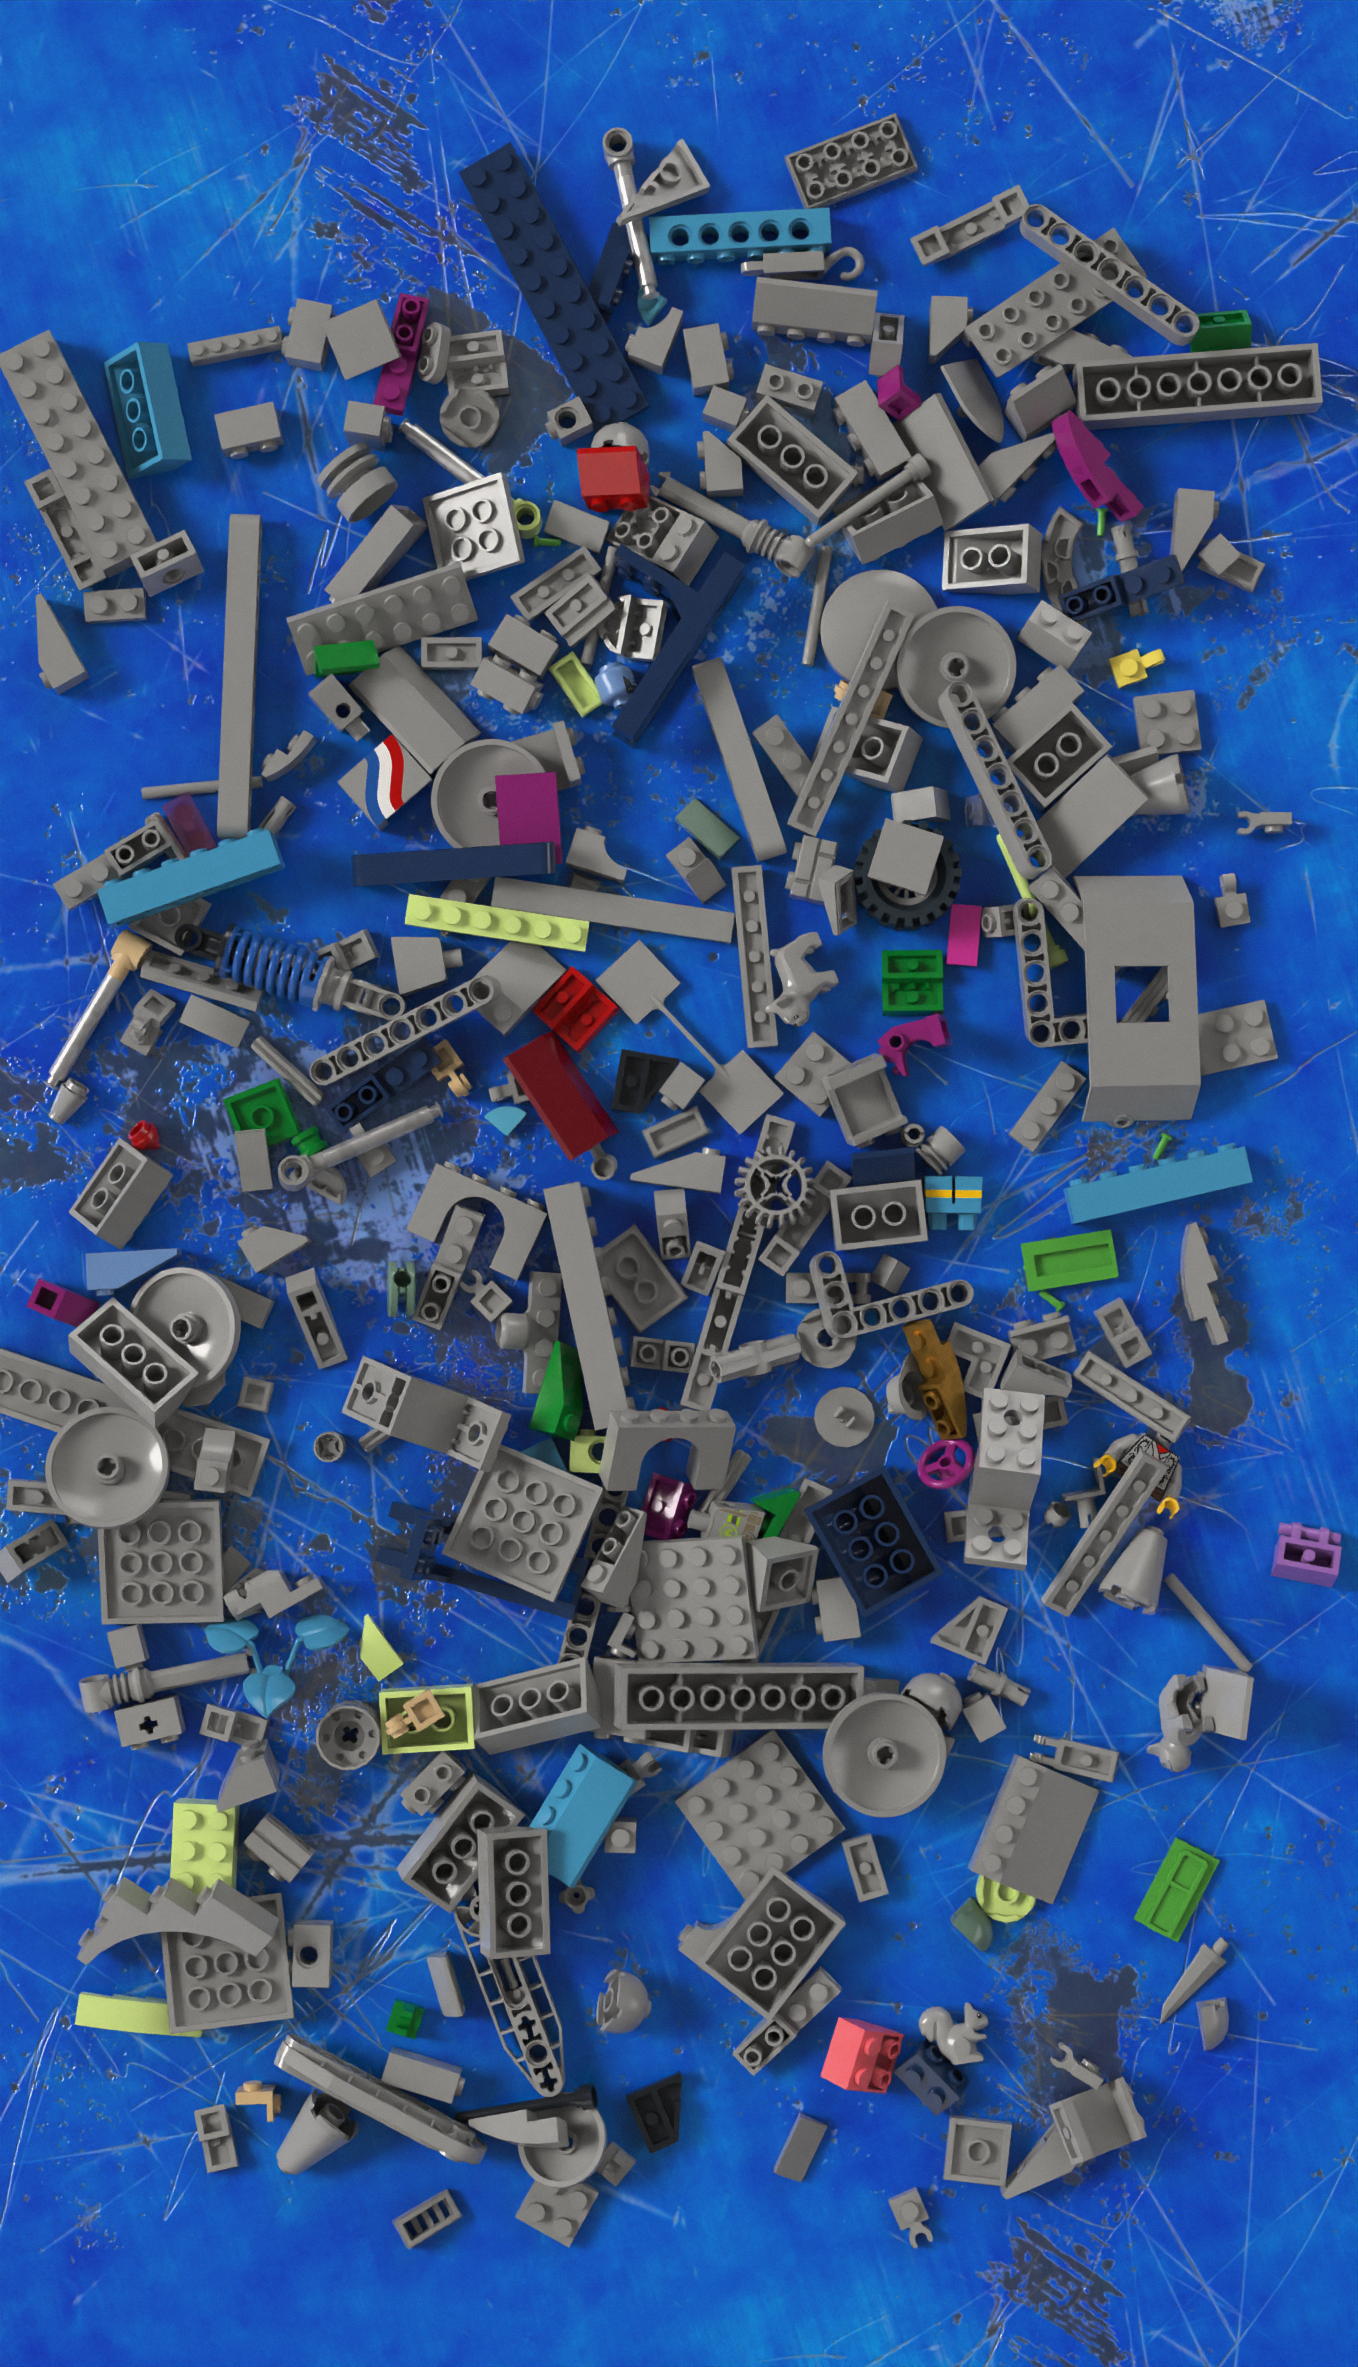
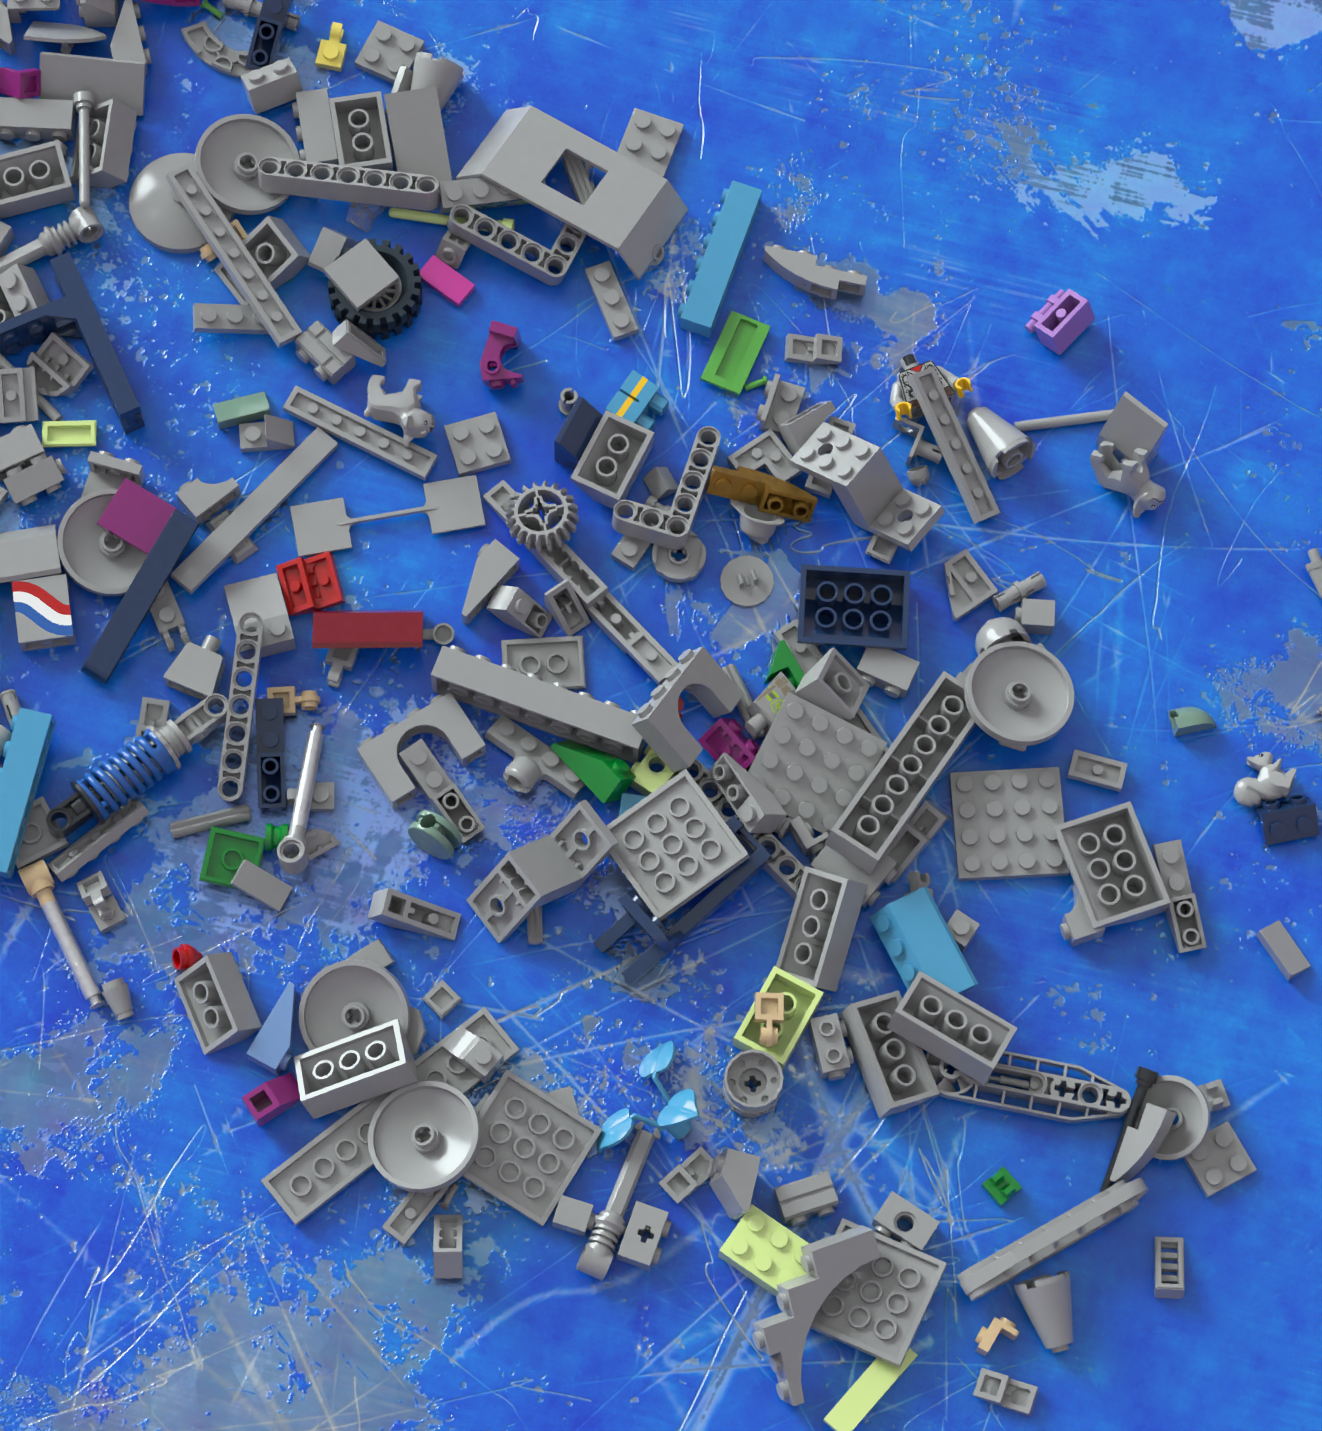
camera: 65 degrees left, 15 degrees down
(214, 1021) = (134, 850): light grey slope -> none
(268, 1591) = (601, 1081): light grey plate -> none
(269, 1245) = (334, 914): light grey slope -> none
(325, 1446) = (518, 960): light grey wheel -> none
(377, 1651) = (700, 1028): yellowish green slope -> none
(423, 2075) = (1054, 1196): light grey brick -> none
(446, 1984) = (994, 1137): light grey slope -> none
(489, 1299) = (486, 778): light grey plate -> none
(496, 923) = (206, 596): yellowish green plate -> none
(506, 1118) = (357, 684): medium azure tile -> none
(577, 1904) = (989, 989): light grey plate -> none
(615, 684) = (90, 405): medium blue head -> none
(623, 2004) = (1089, 1008): light grey cylinder -> none
(640, 1079) = (395, 569): black wing -> none
(658, 2111) = (1190, 1037): black wing -> none
(661, 1354) = (614, 678): light grey slope -> none
(675, 1132) = (451, 569): light grey tile -> none
(681, 1087) = (421, 542): light grey brick -> none
(739, 759) = (206, 354): light grey beam -> none
(754, 1358) = (660, 609): light grey piece -> none
(792, 1238) = (588, 535): light grey slope -> none
(817, 606) = (133, 235): light grey bar -> none
(861, 2056) = (1239, 859): coral slope -> none
(863, 1101) = (520, 420): light grey panel -> none
(912, 982) = (455, 337): green slope -> none
(940, 1150) = (594, 388): light grey piece -> none
(947, 1465) = (832, 527): magenta piece -> none
(992, 560) = (187, 95): light grey slope -> none
(996, 1901) = (1173, 688): yellowish green tile -> none
(1033, 1829) = (1142, 632): light grey slope -> none
(1078, 1758) = (1110, 569): light grey hinge -> none
(1131, 1397) = (865, 368): light grey tile -> none
(1161, 1146) = (690, 234): bright green piece -> none
(1176, 1889) = (1253, 562): bright green piece -> none
(1232, 907) = (551, 91): light grey plate -> none
(1270, 821) = (509, 26): light grey plate -> none

